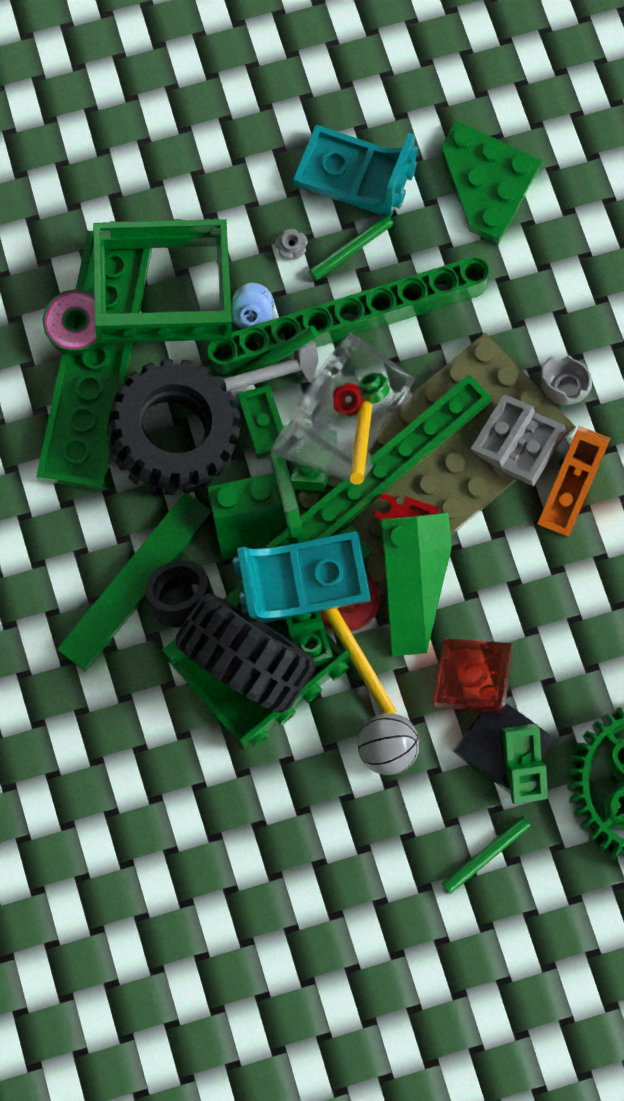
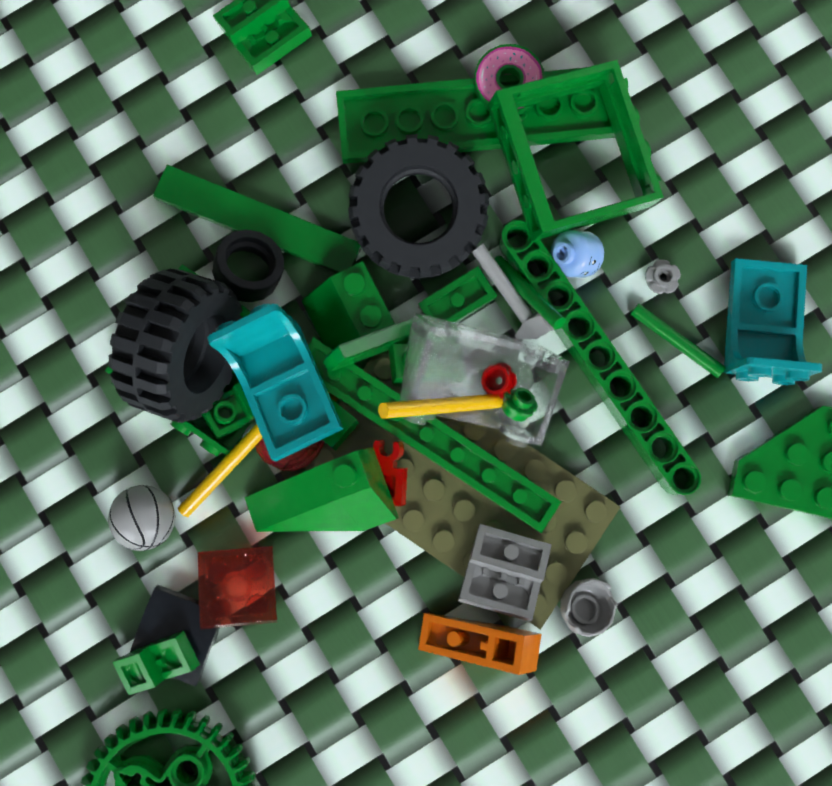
camera: 75 degrees right, 10 degrees up
(486, 855) = (62, 644): green bar -> none

